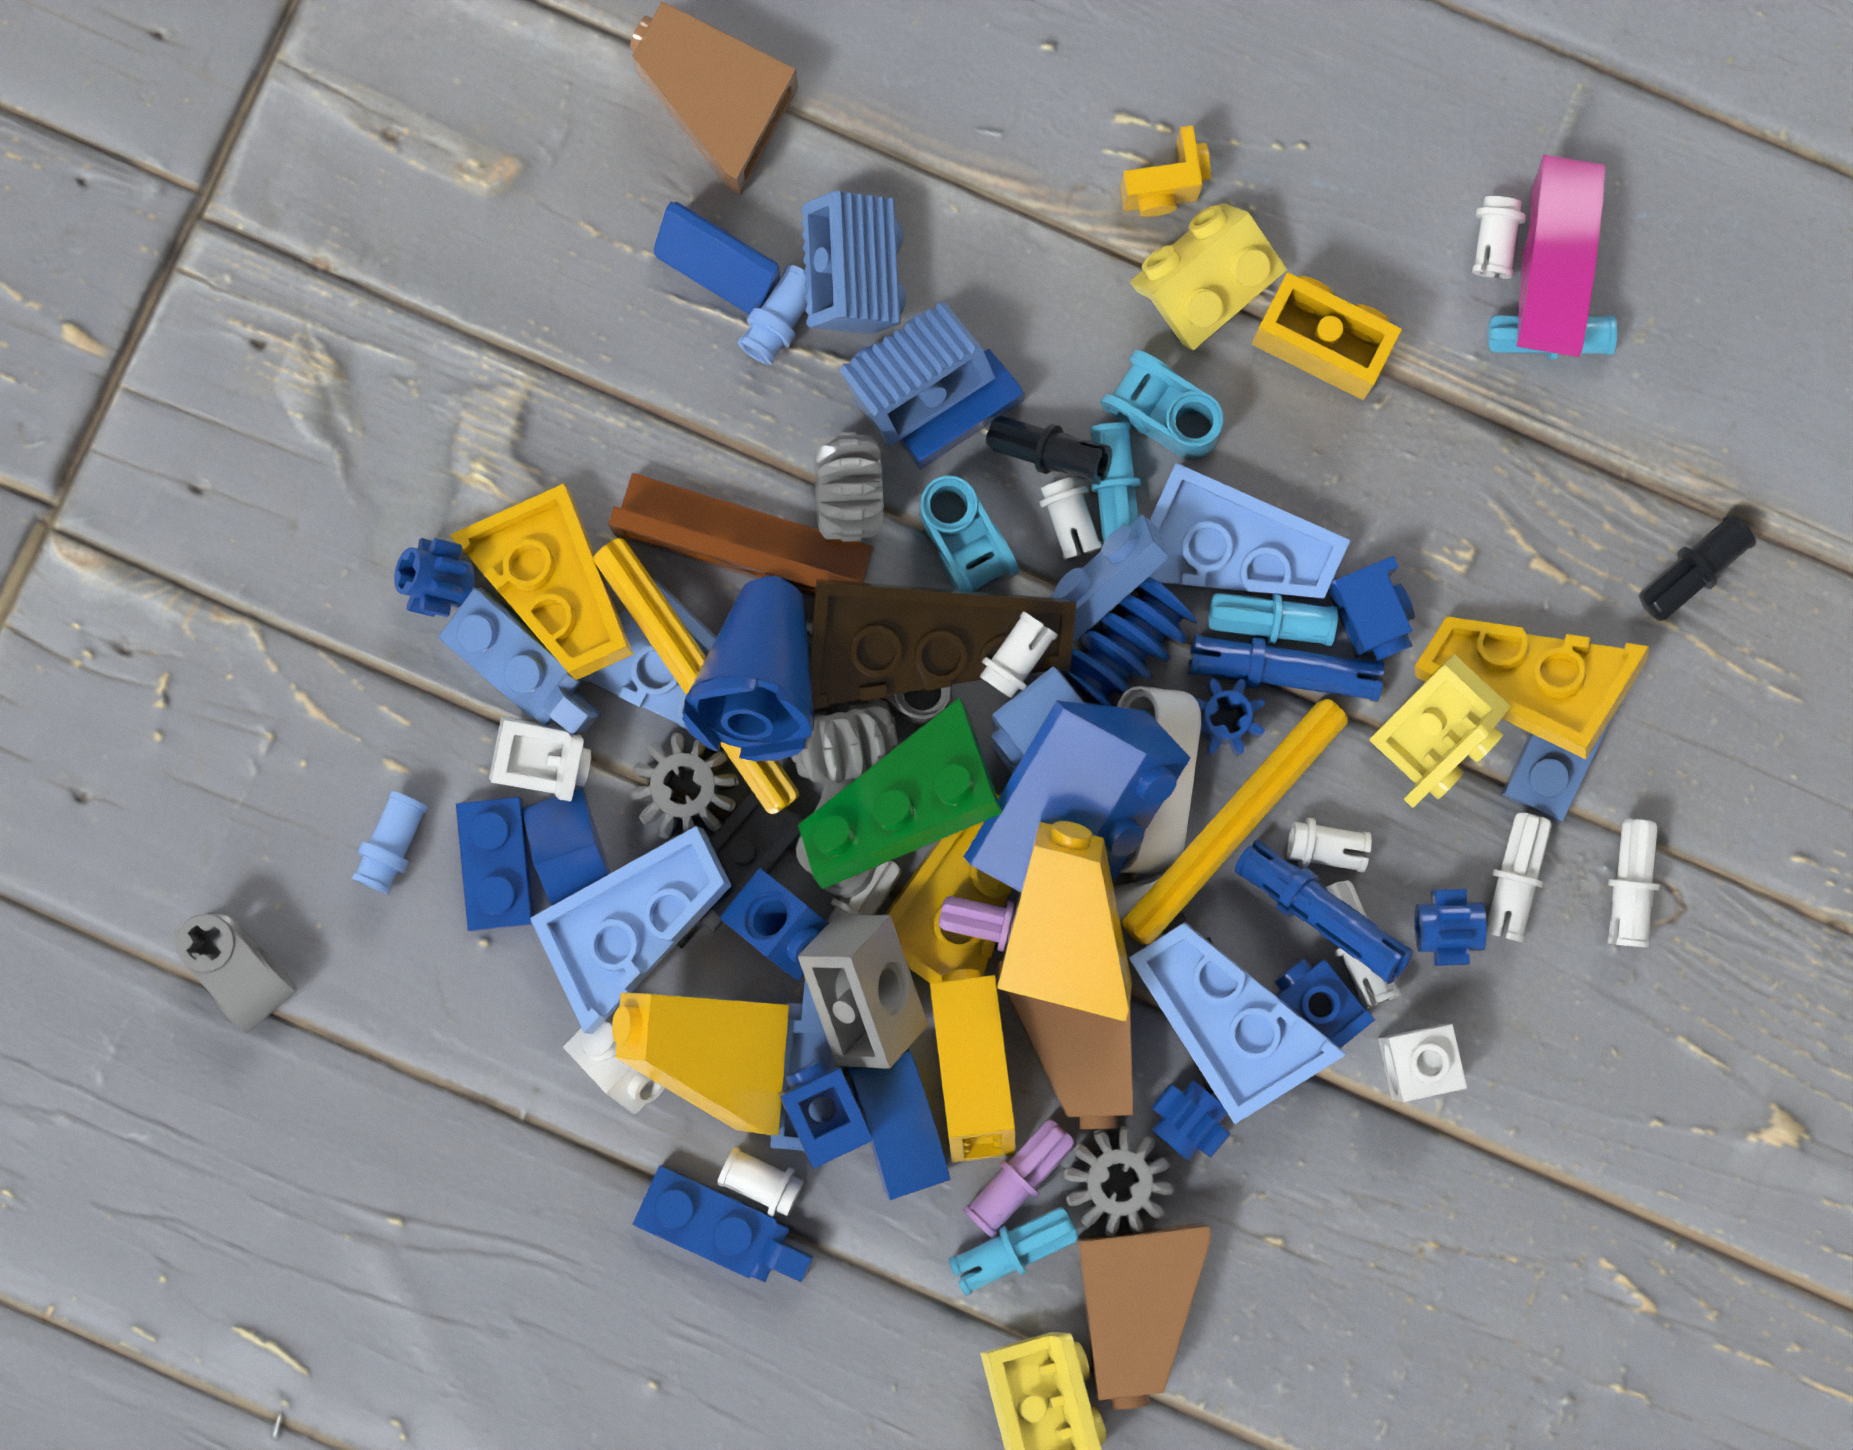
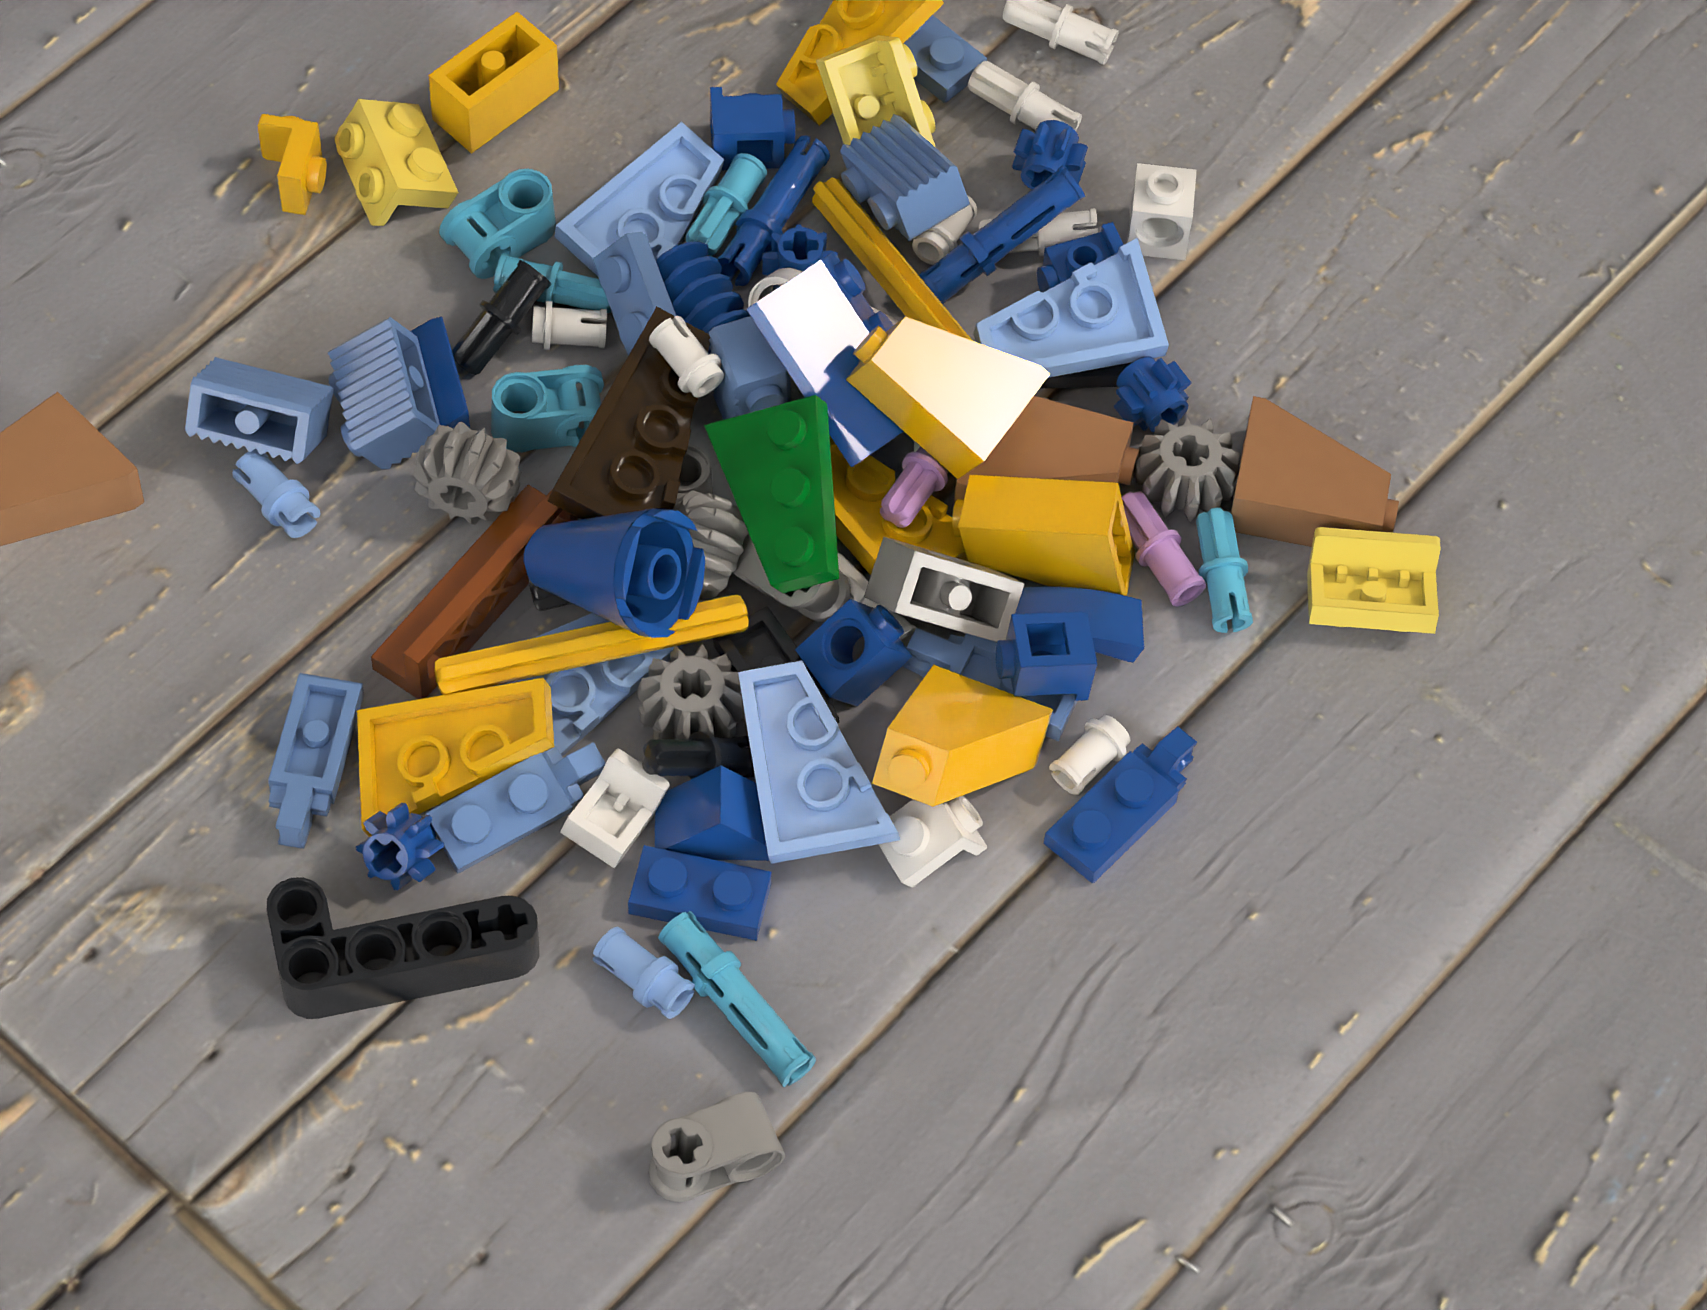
camera: 75 degrees left, 25 degrees down
(339, 620) = (401, 940): none -> black beam
(398, 925) = (719, 977): none -> medium azure pin
(512, 459) = (312, 753): none -> medium blue hinge
(611, 817) = (698, 755): none -> black axle
(715, 258) = (198, 525): blue slope -> none
(1354, 788) = (902, 178): none -> medium blue brick

